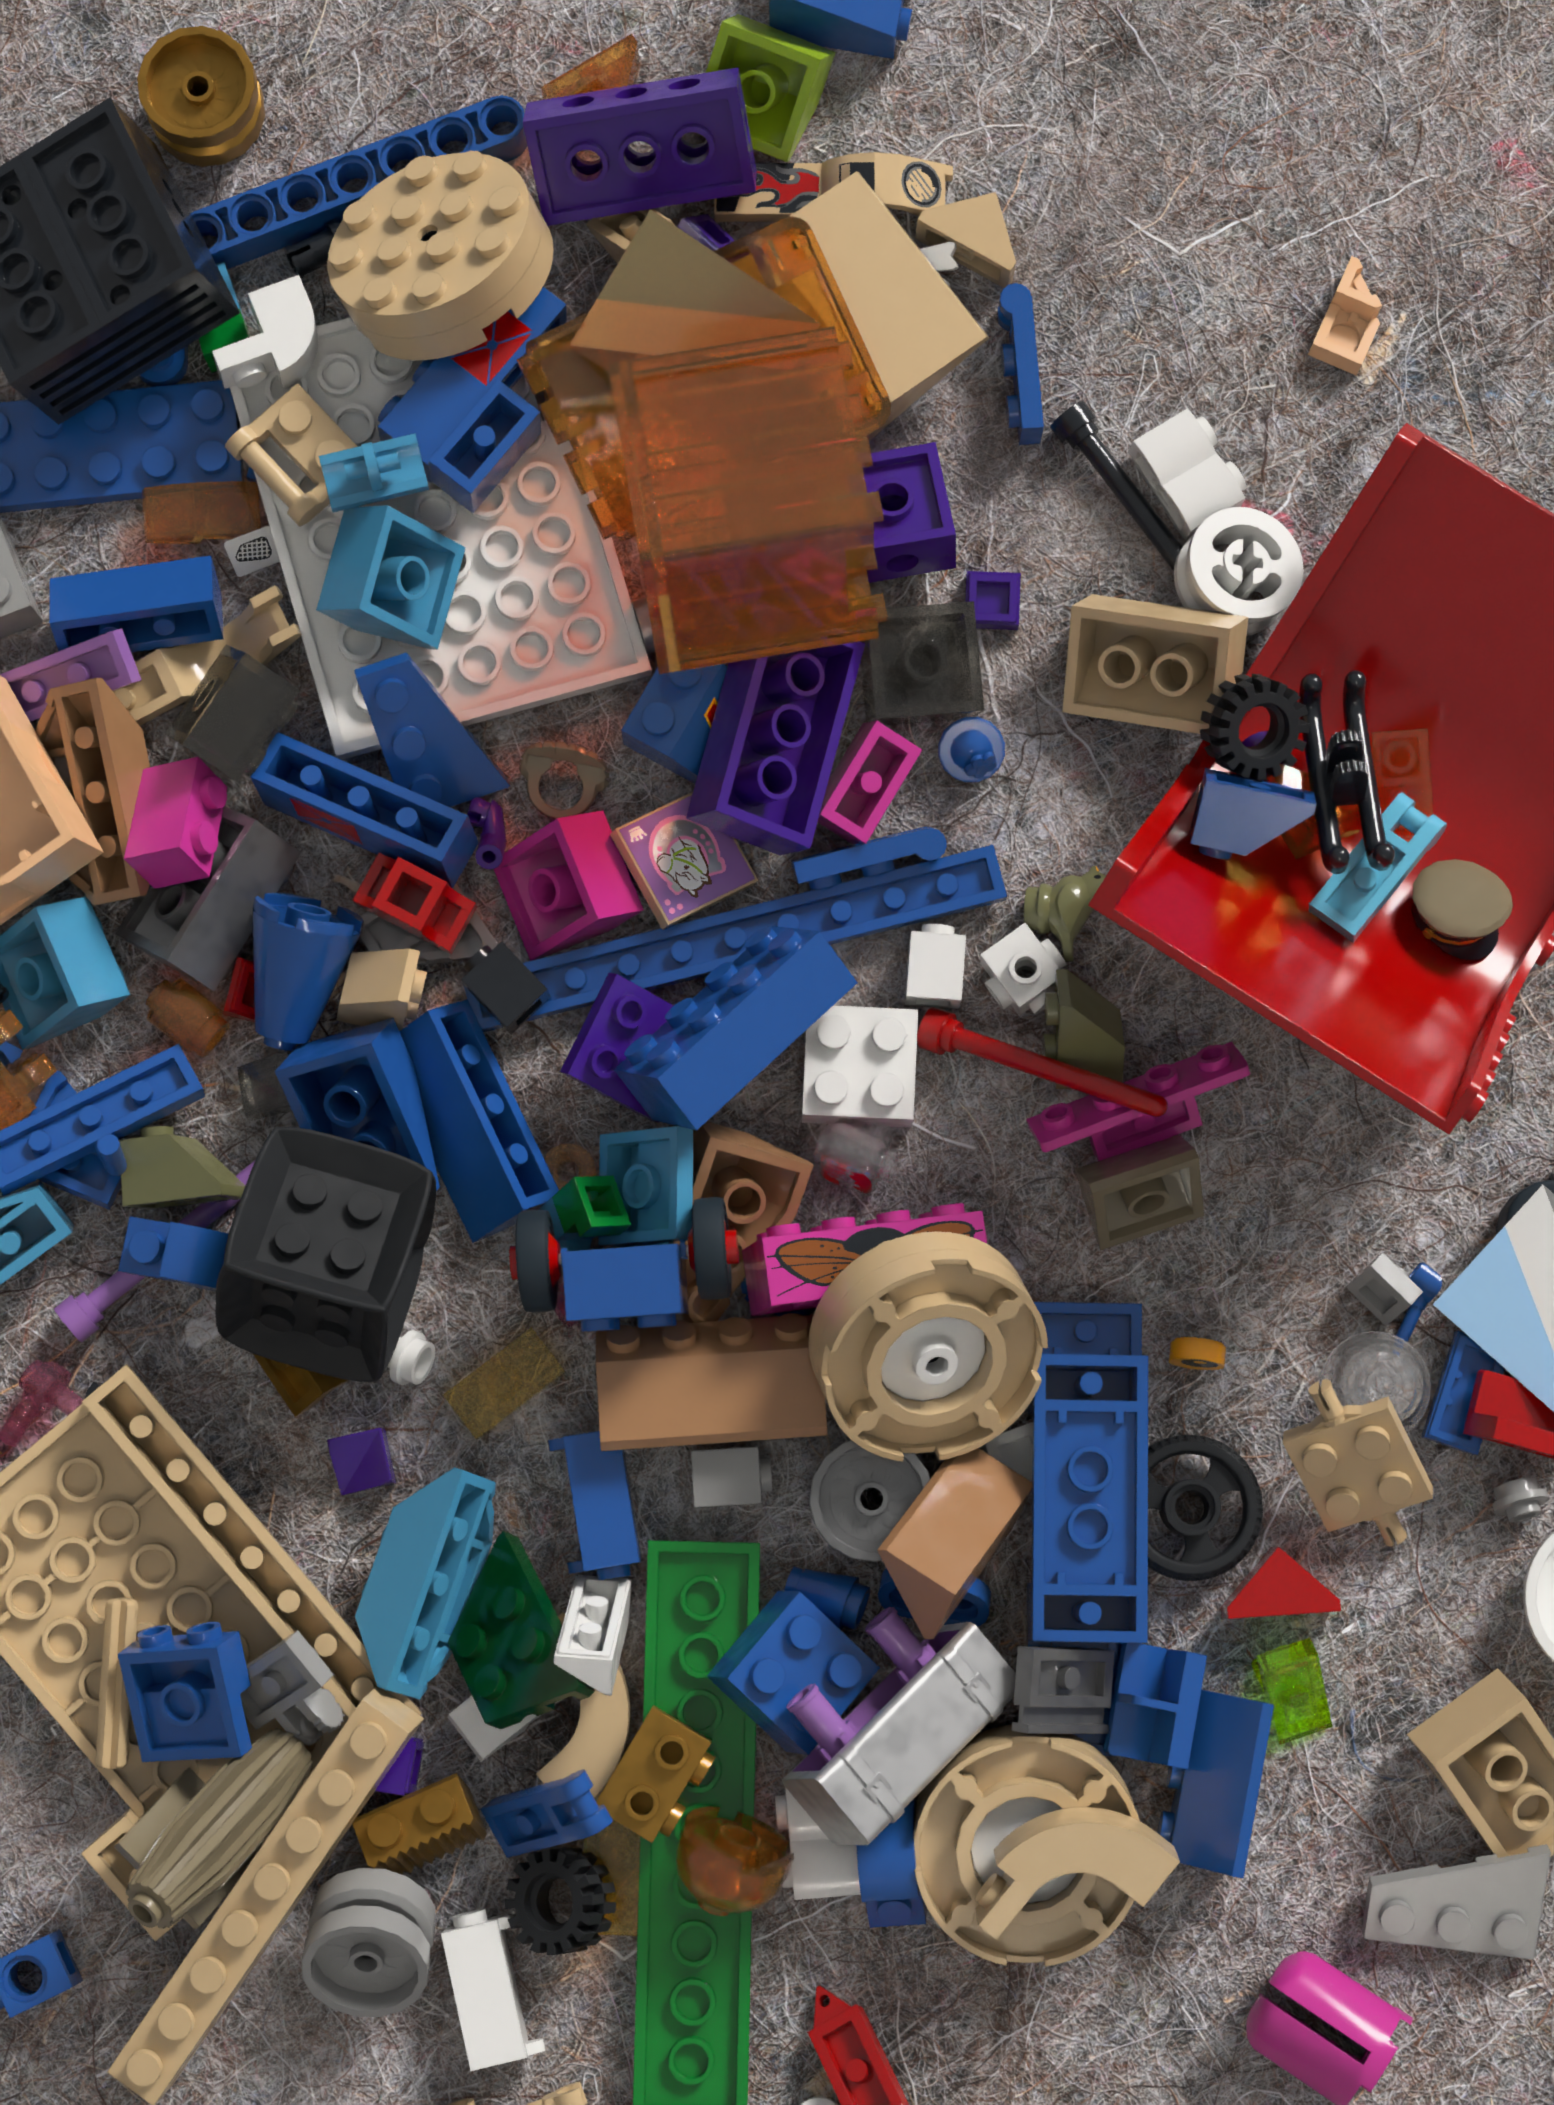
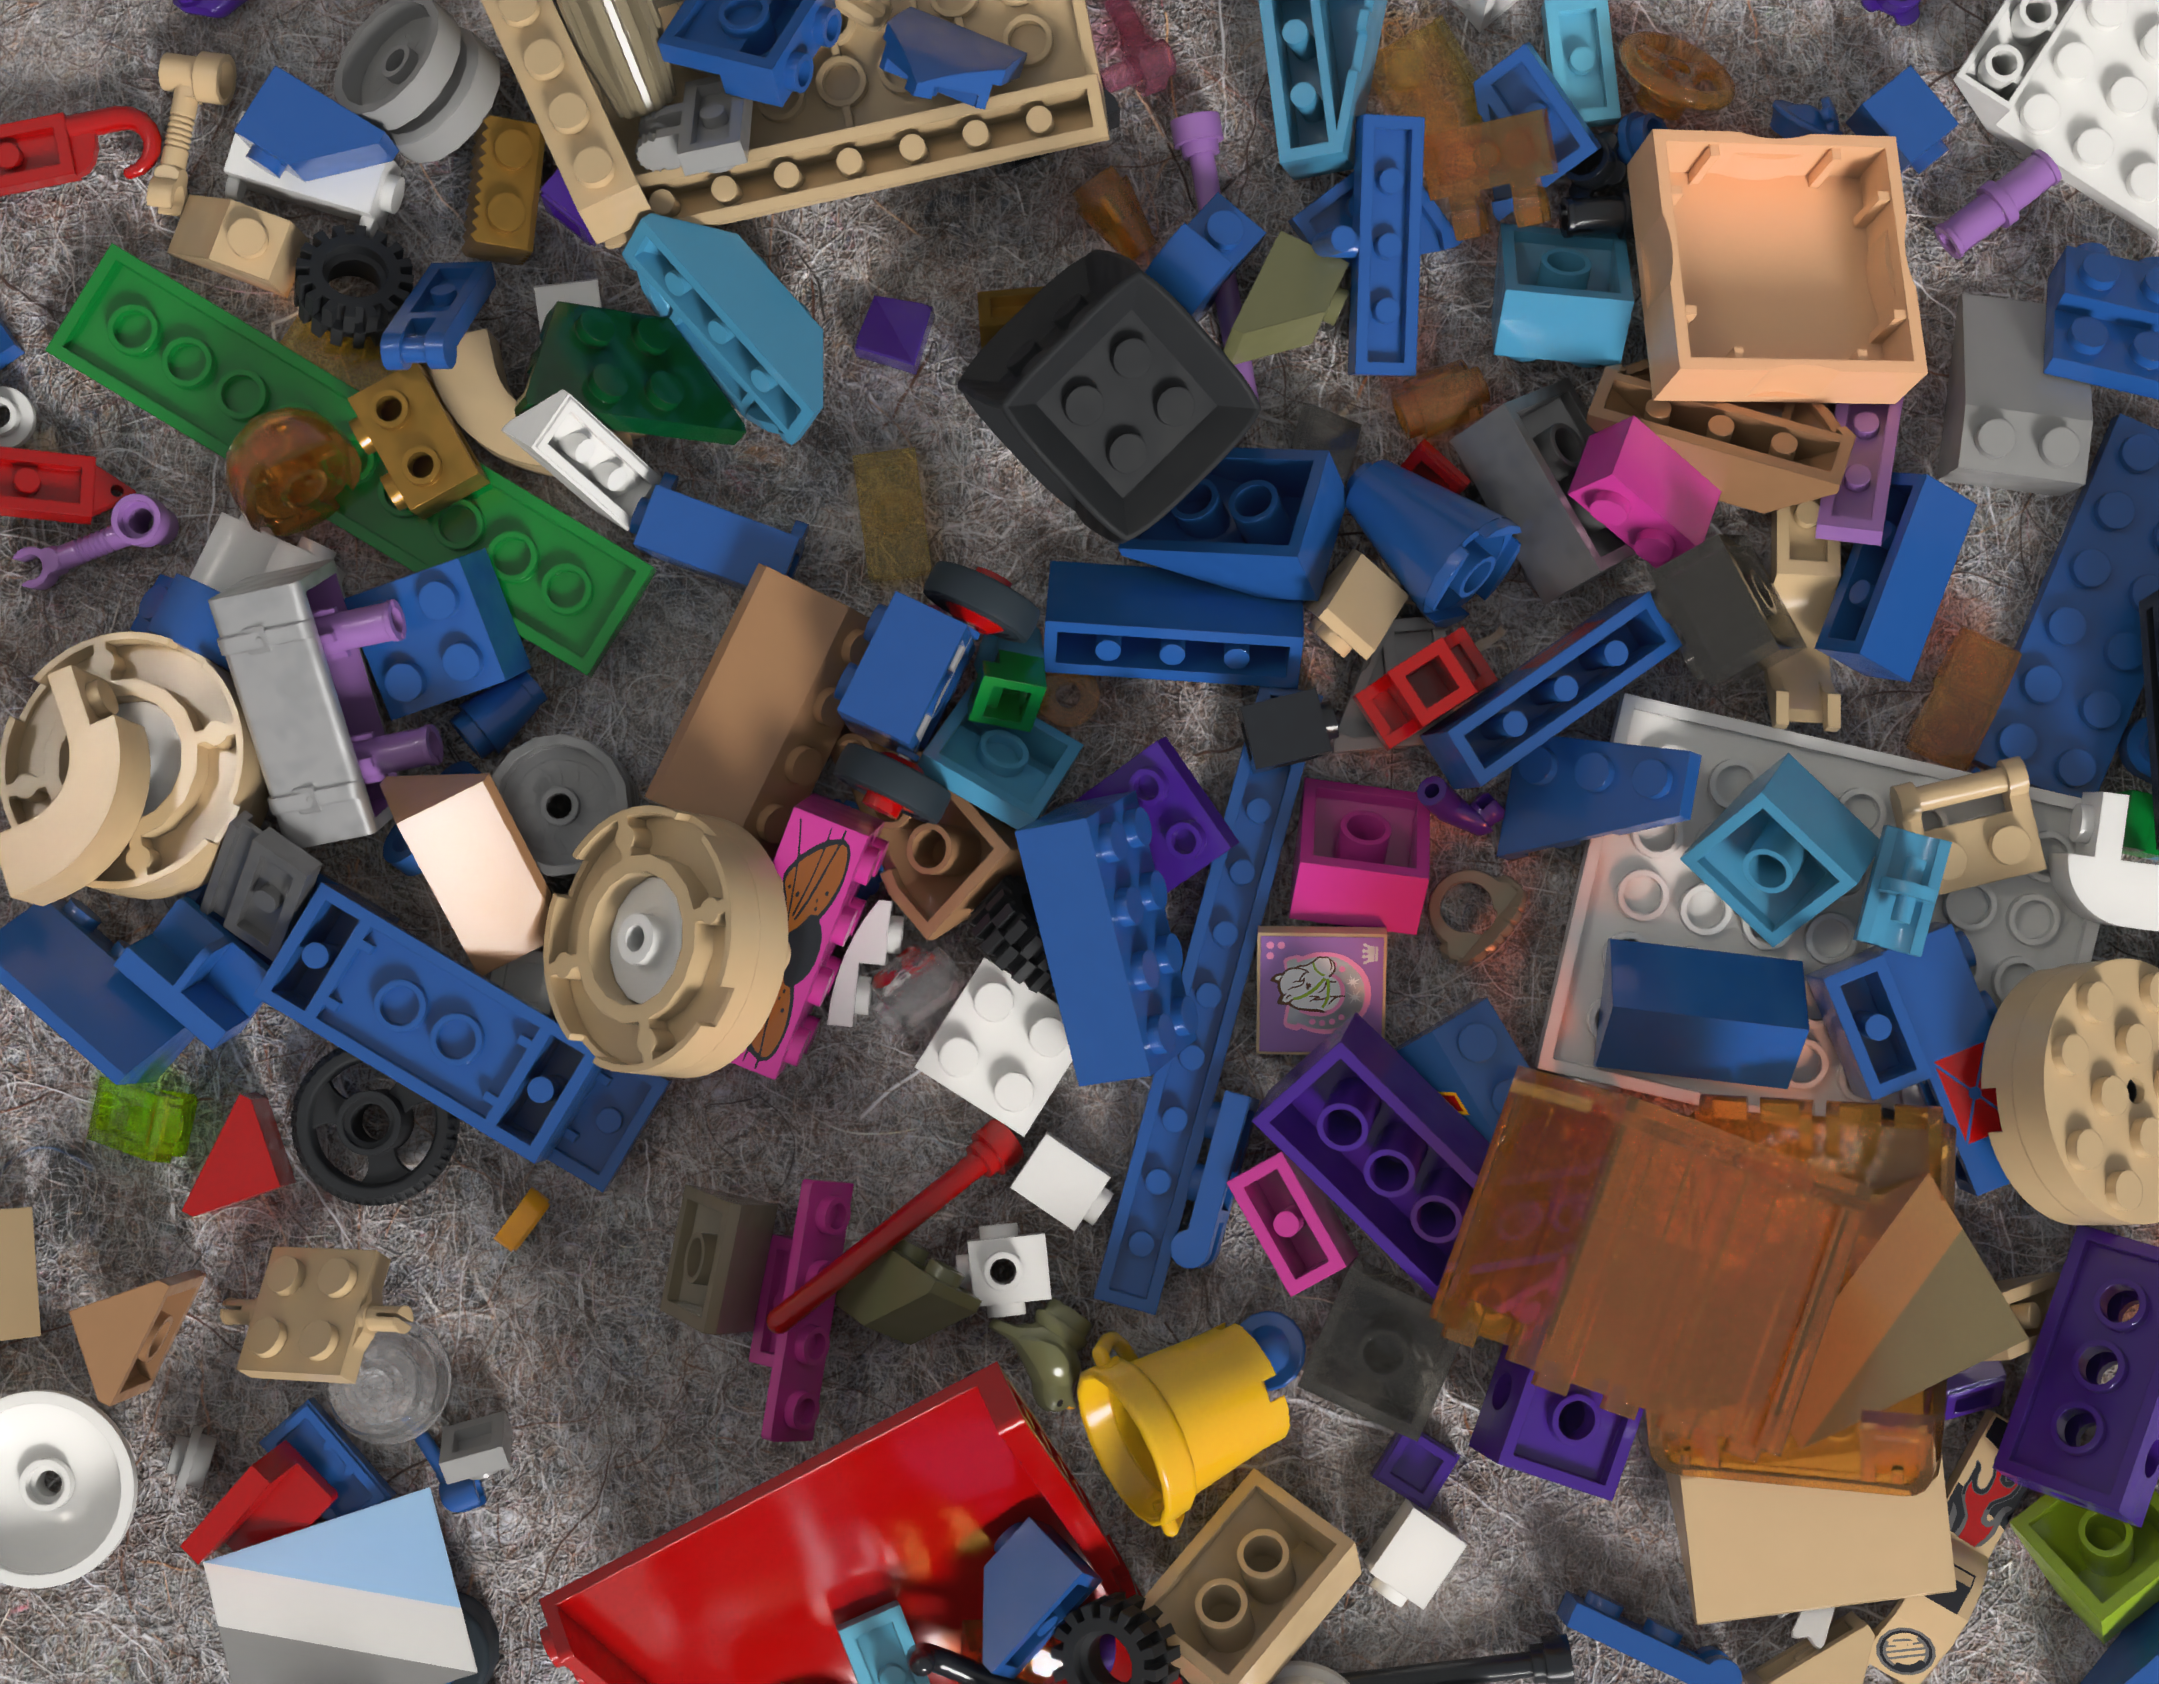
camera: 115 degrees right, 5 degrees up
(130, 1526) = (947, 58): none -> blue slope
(175, 1344) = (1115, 213): none -> clear orange cone
(252, 551) = (1893, 728): white sticker -> none
(411, 1359) = (966, 435): white plate -> none
(460, 2000) = (307, 132): none -> blue slope
(543, 572) = (1701, 1014): none -> blue slope
(576, 2022) = (238, 242): none -> tan slope
(730, 1477) = (665, 680): light grey brick -> none
(769, 1100) = (1012, 934): none -> black tyre
(831, 1204) = (871, 944): none -> white slope
(852, 1972) = (128, 527): none -> medium lavender brick
(1057, 782) = (1178, 1417): none -> yellow piece
(1058, 564) = (1413, 1556): none -> white brick
(1449, 1599) = (132, 1333): none -> medium nougat slope

